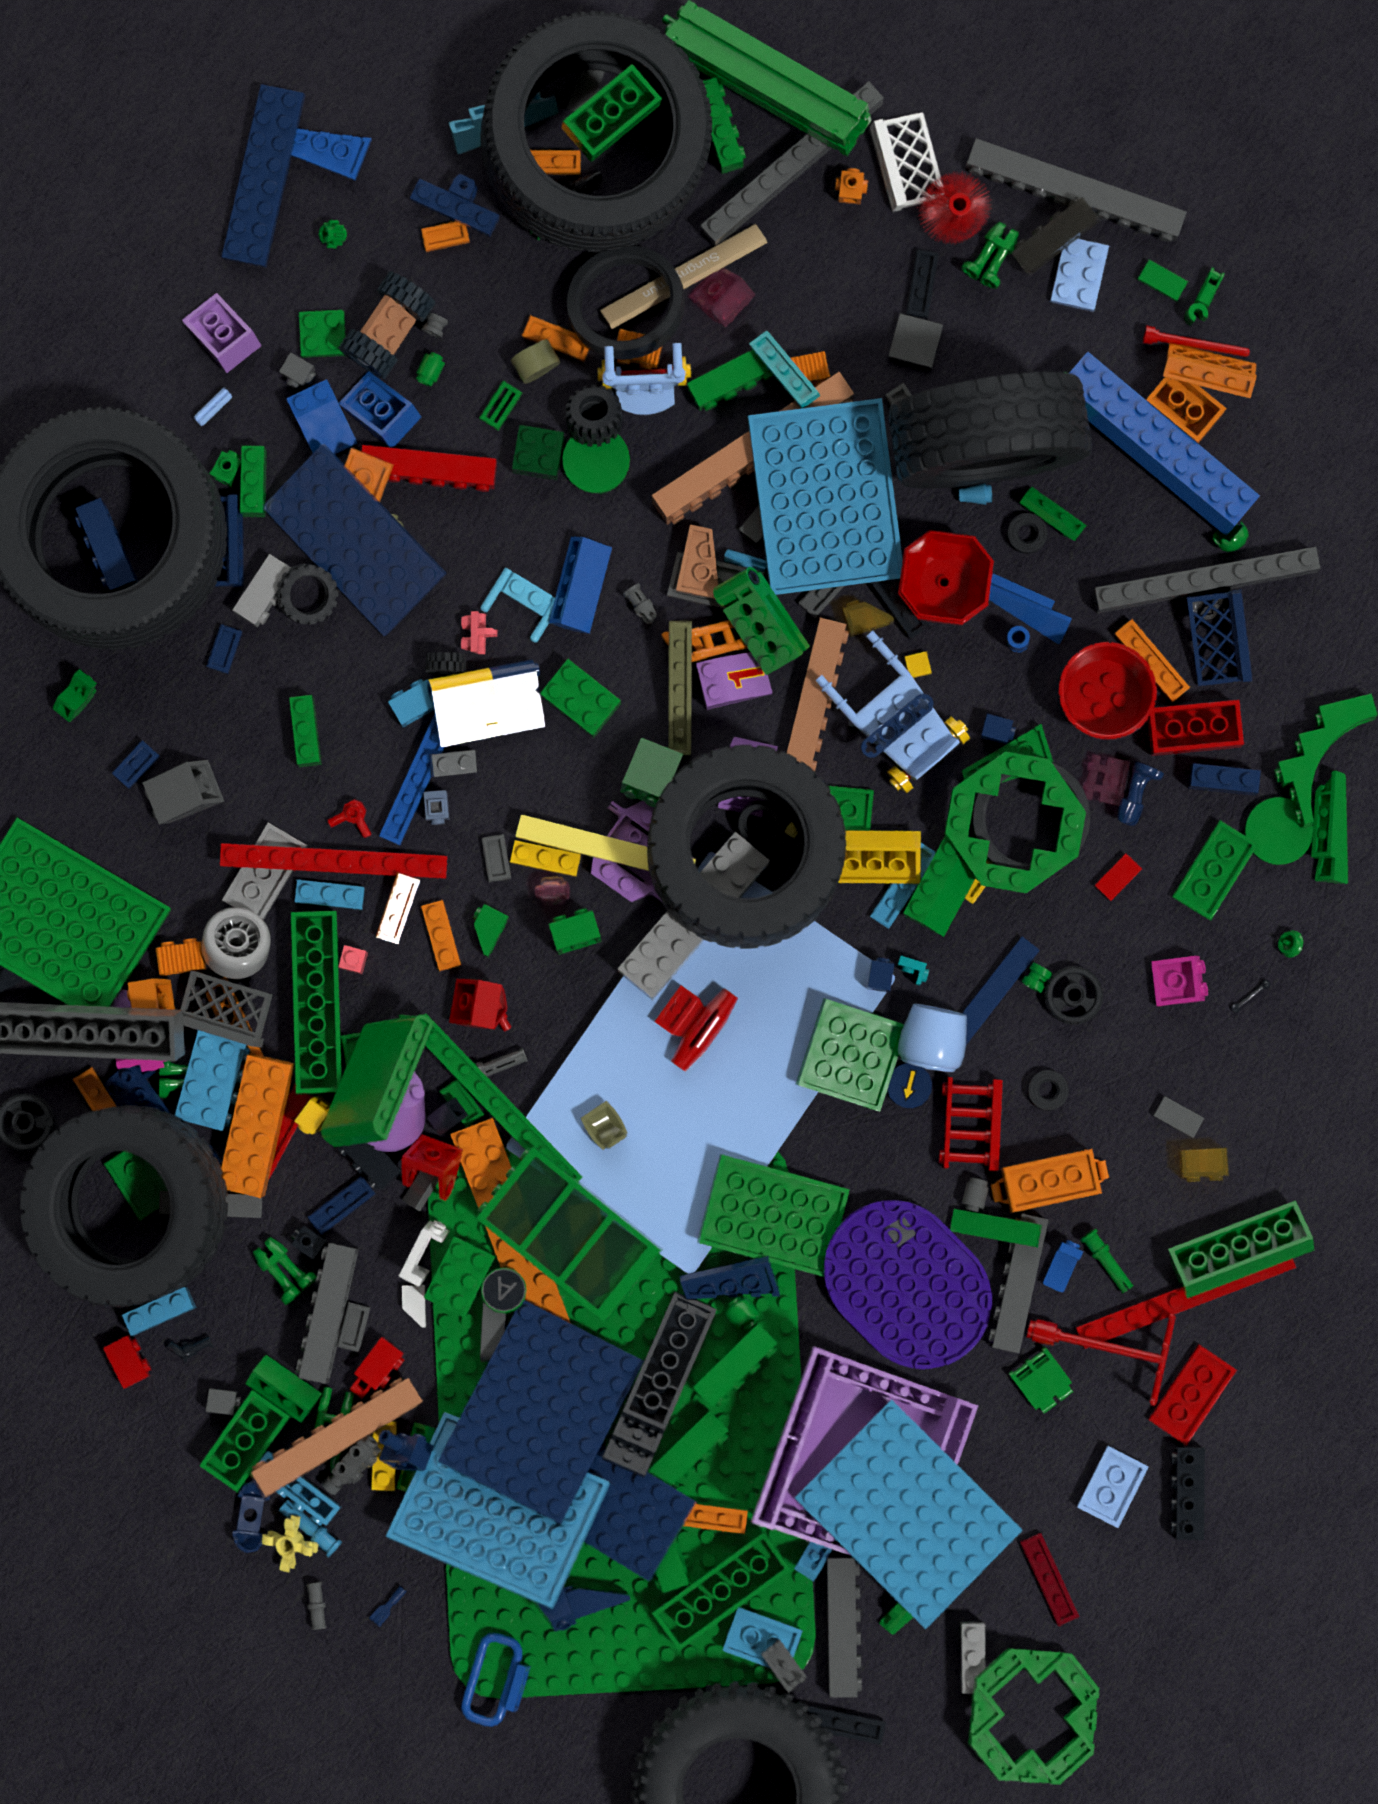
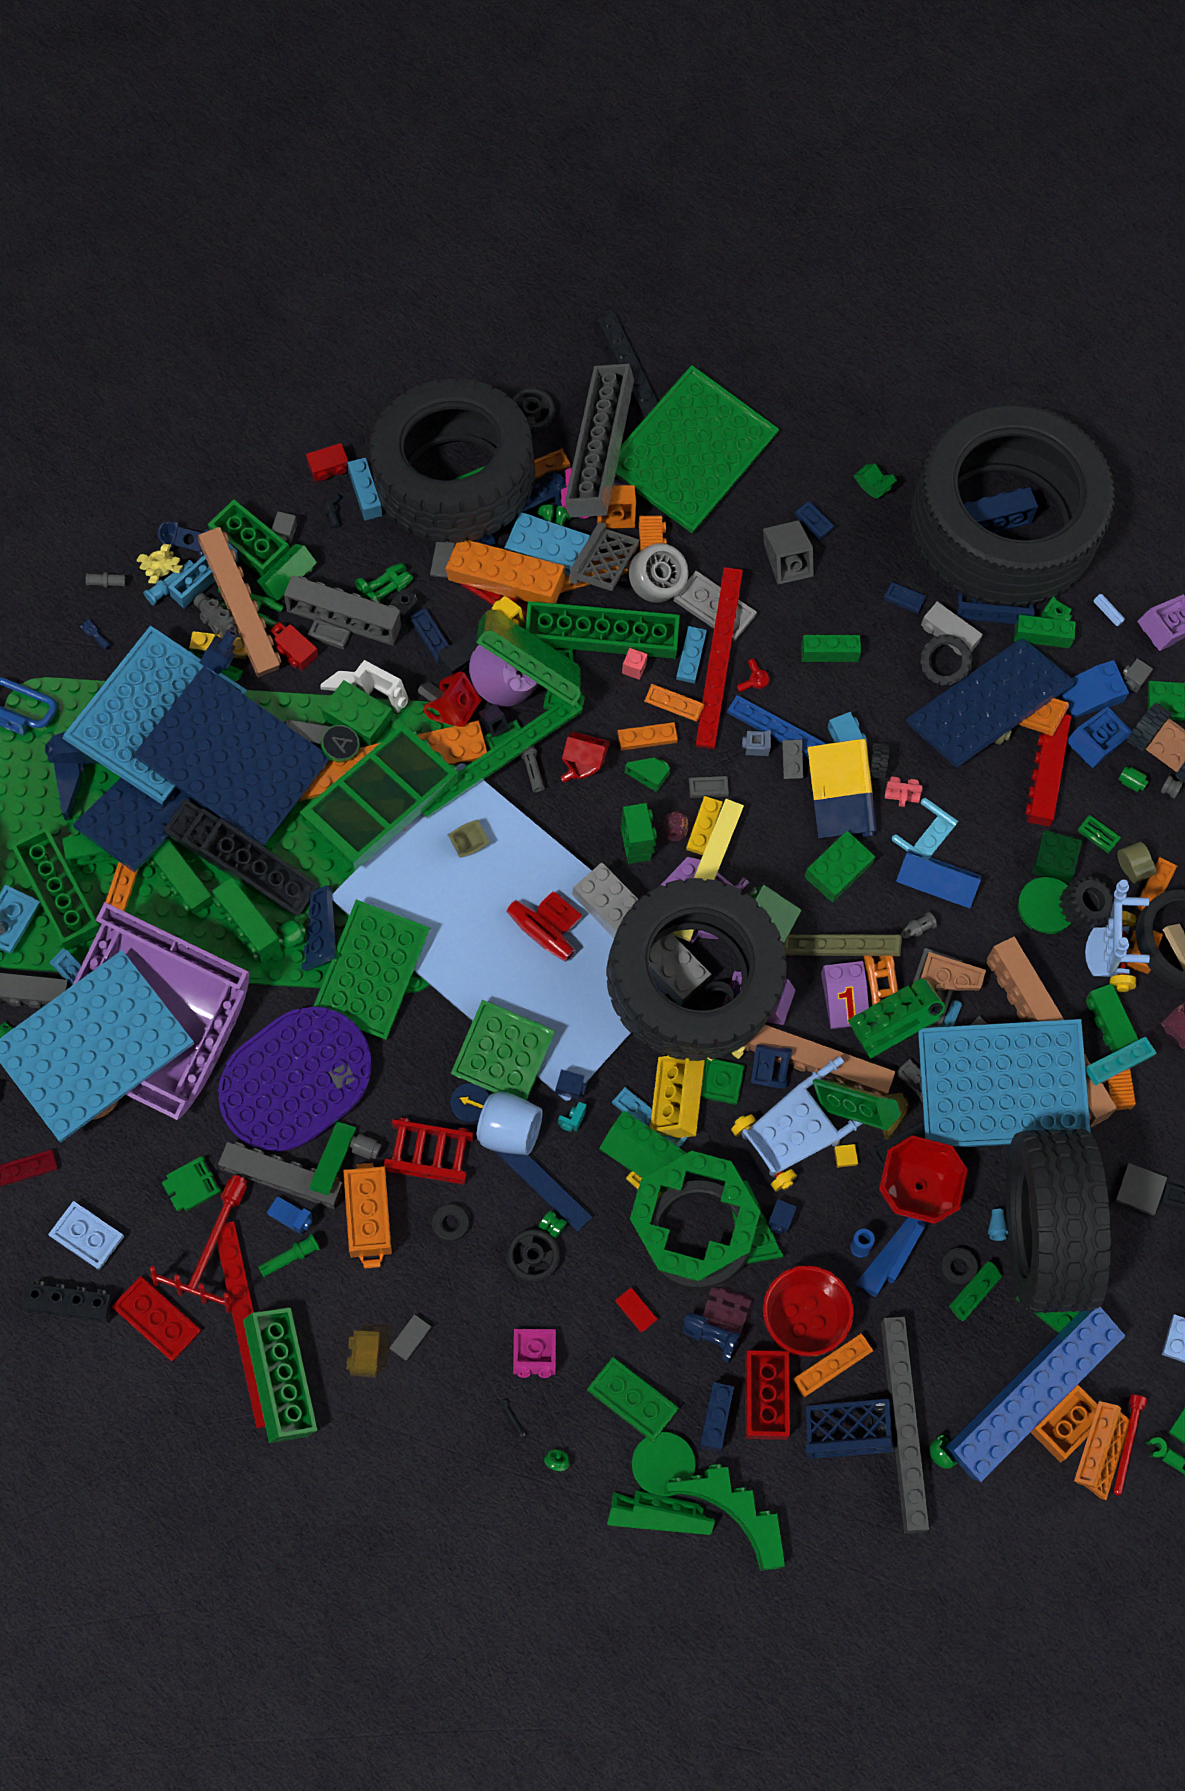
camera: 90 degrees right, 15 degrees down
(830, 763) = (764, 1066): none -> dark blue plate
(872, 655) = (857, 1104): none -> green slope
(896, 725) = (795, 1117): dark blue beam -> none

